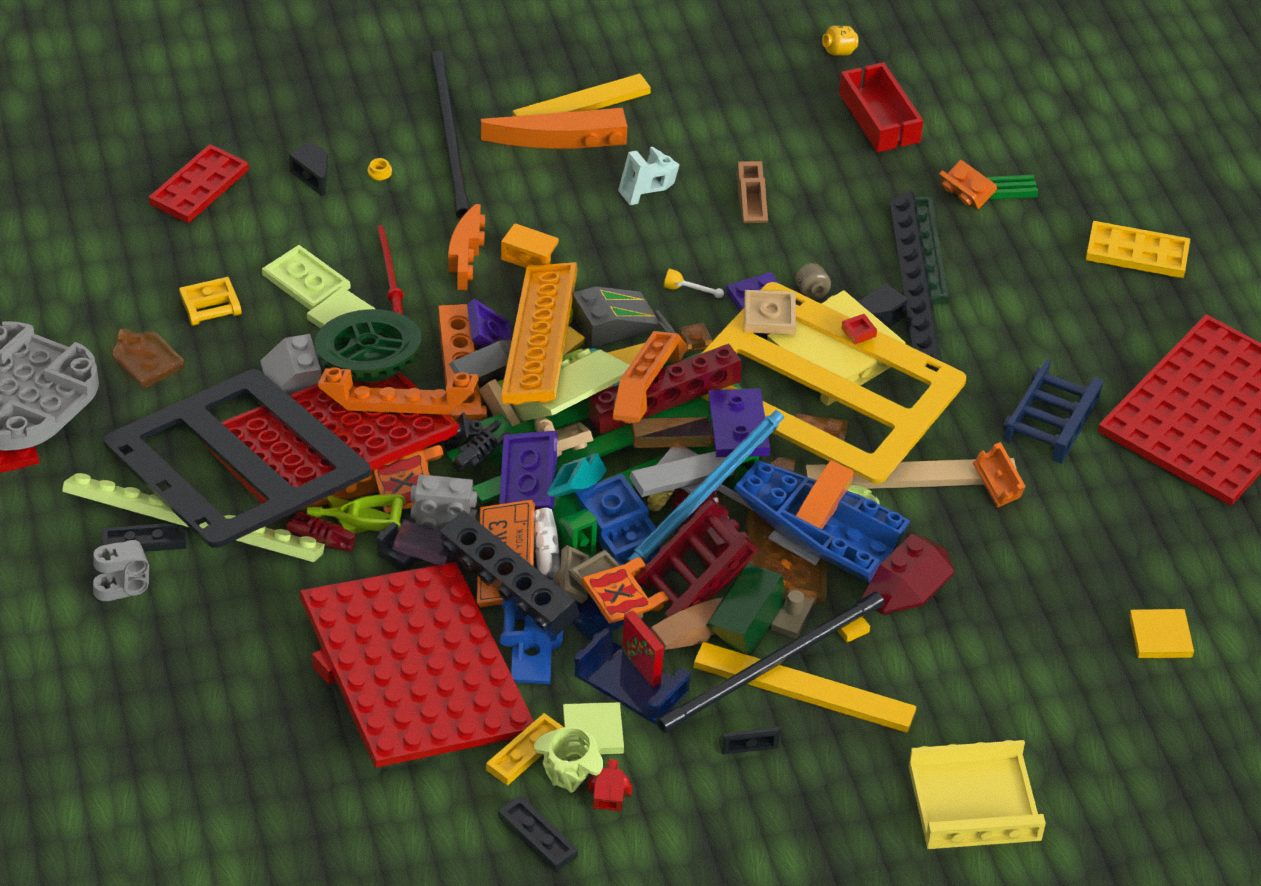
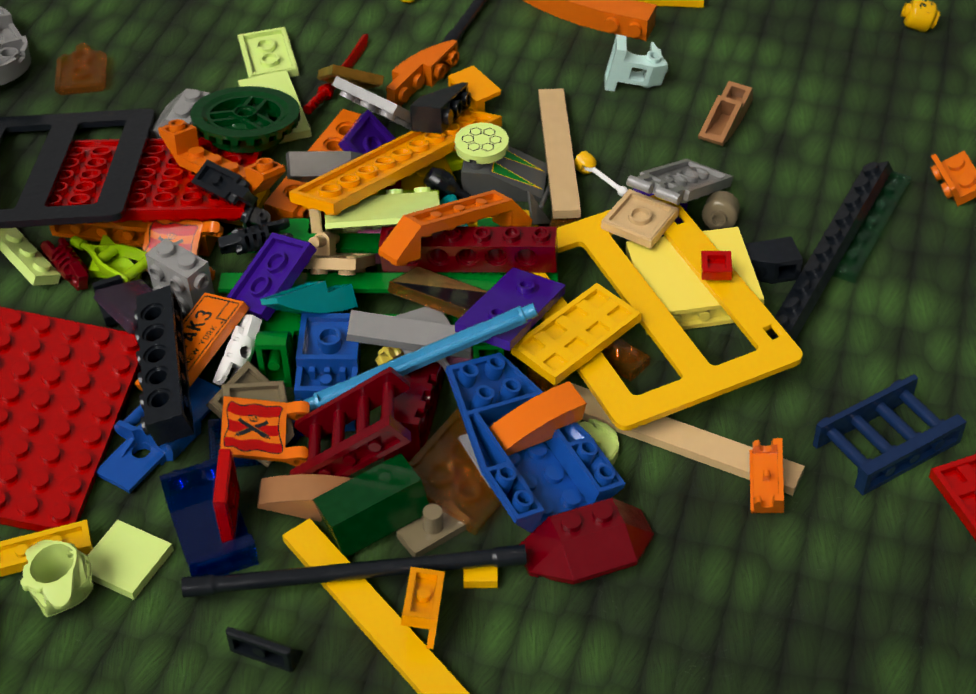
camera: 35 degrees right, 0 degrees up
(207, 295) = (174, 40): yellow plate -> none
(425, 274) = (360, 78): none -> pearl gold tile
(426, 410) = (223, 184): none -> black hinge
(474, 290) = (373, 102): none -> light grey plate
(531, 276) = (440, 108): none -> black slope
(581, 339) = (445, 182): none -> black piece
(594, 293) = (481, 143): none -> yellowish green tile
(609, 787) = (72, 630): red piece -> none
(646, 277) = (559, 154): none -> tan tile
(775, 267) = (680, 181): none -> light grey hinge
(805, 414) = (576, 333): none -> yellow plate
(843, 659) = (423, 601): none -> light orange panel
(881, 107) = (915, 87): red piece -> none

